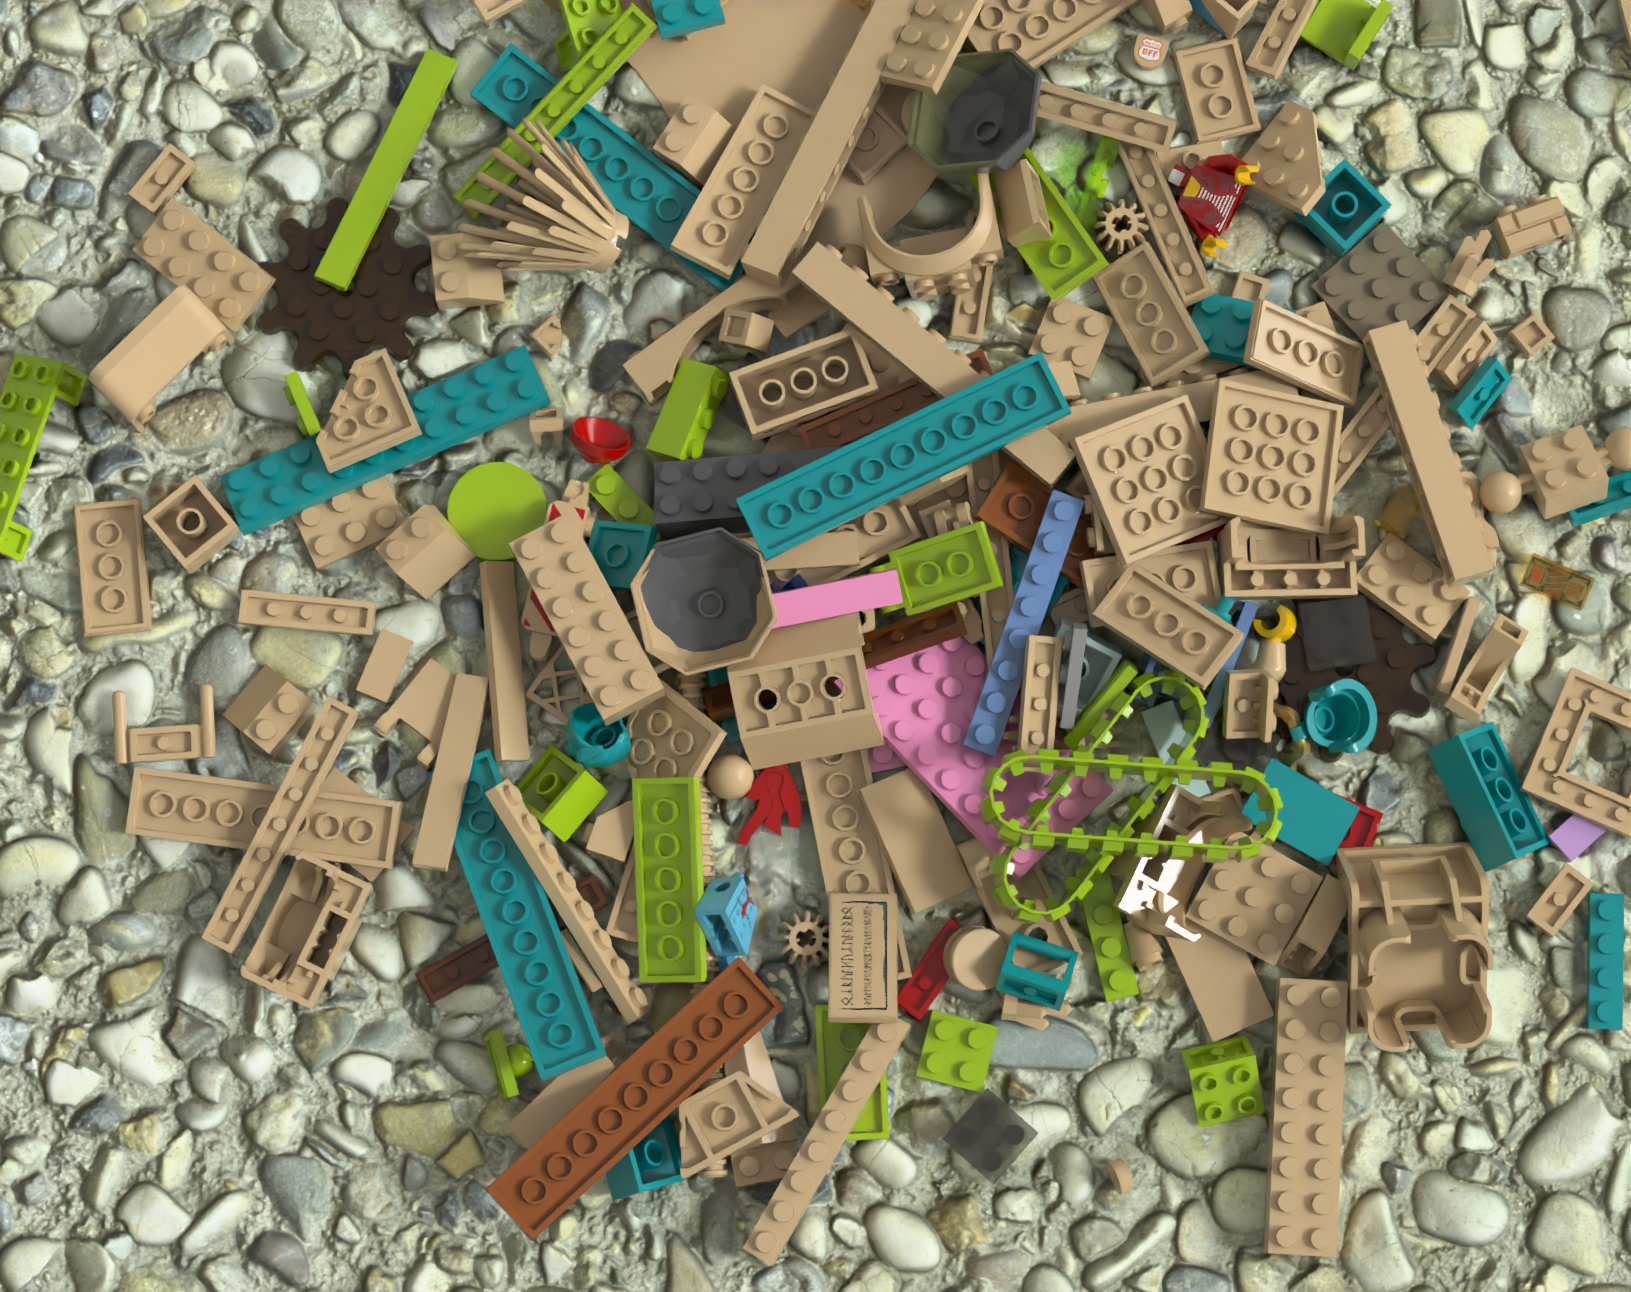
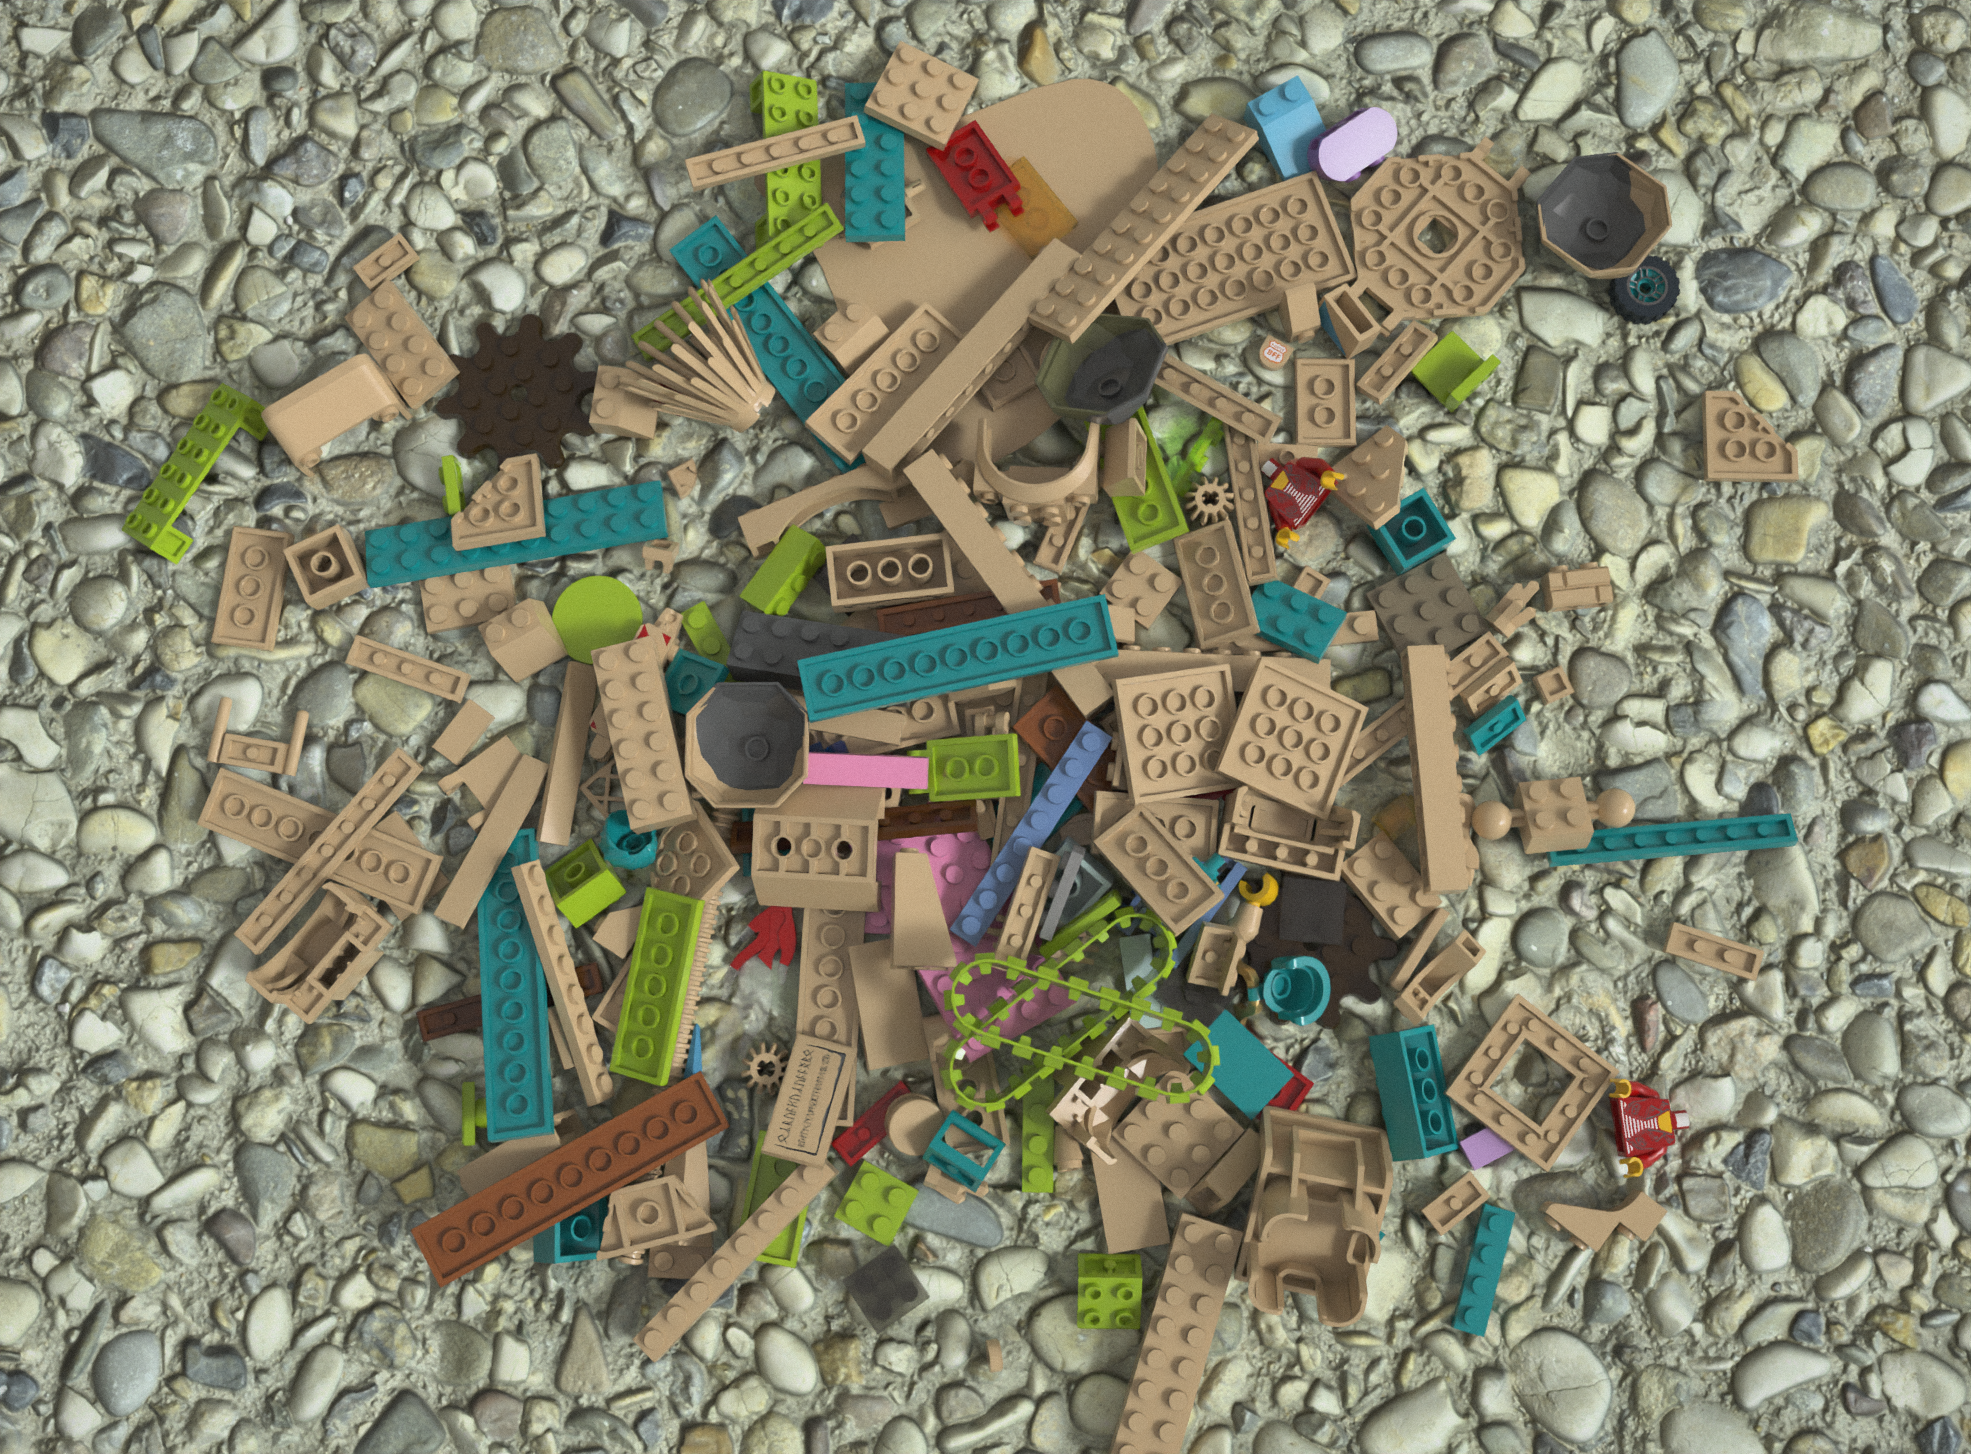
camera: 20 degrees right, 0 degrees up
(270, 711) = (352, 748): tan slope -> none
(386, 169) = (579, 300): lime tile -> none
(599, 440) = (701, 578): red piece -> none
(727, 915) = (701, 1029): medium azure torso -> none
(730, 776) = (737, 905): tan piece -> none
(746, 330) = (854, 513): tan brick -> none
(927, 742) = (917, 920): none -> tan slope
(1304, 353) = (1344, 652): tan tile -> none
(1556, 581) = (1522, 912): clear yellow tile -> none

